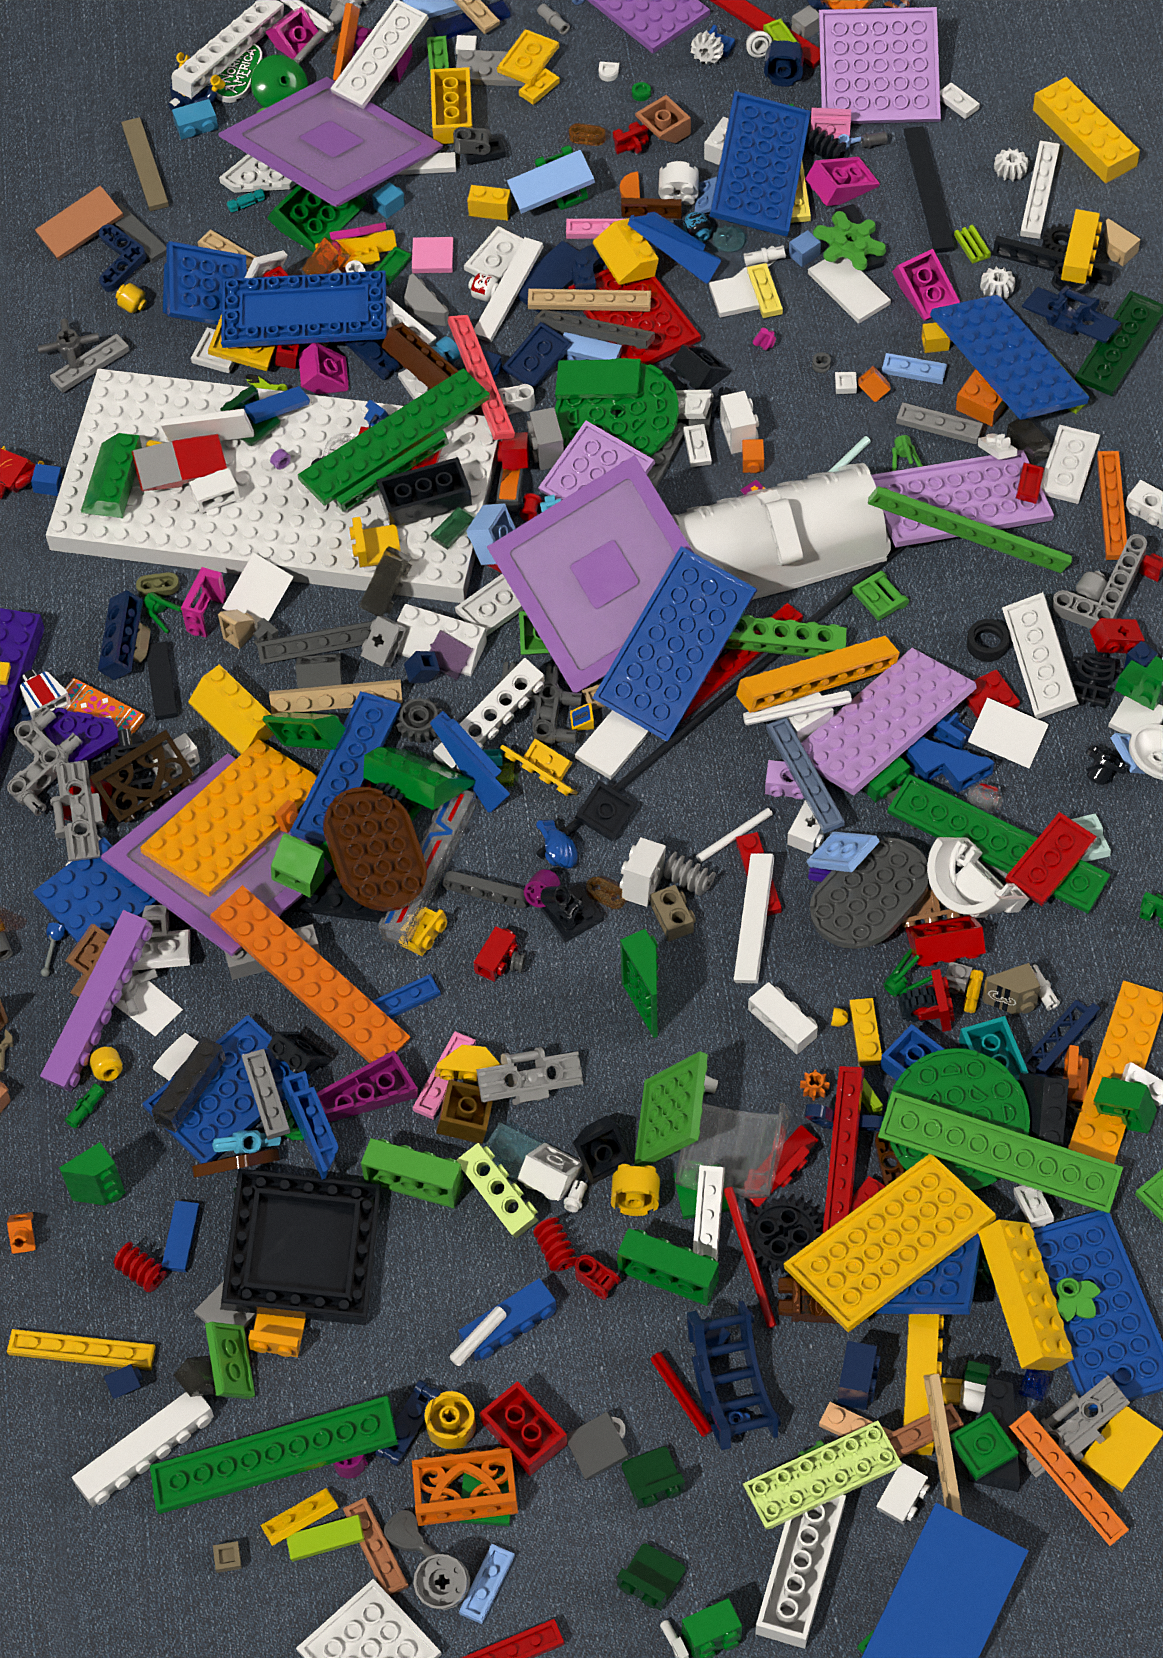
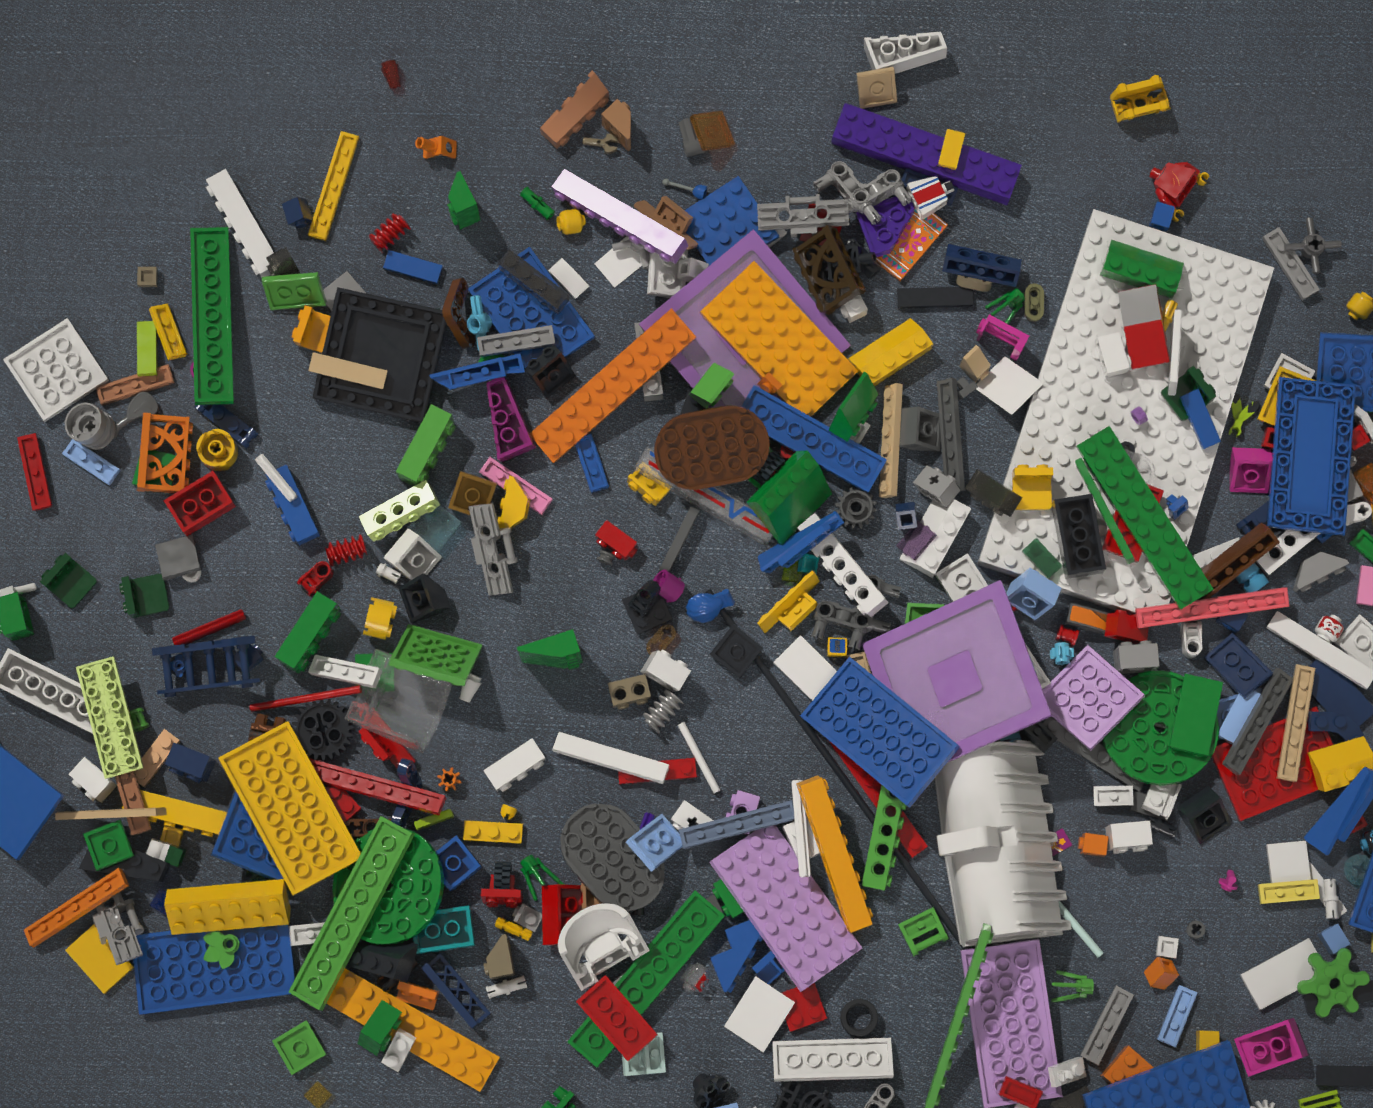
camera: 95 degrees right, 20 degrees up
(327, 1277) = (347, 370): none -> tan tile

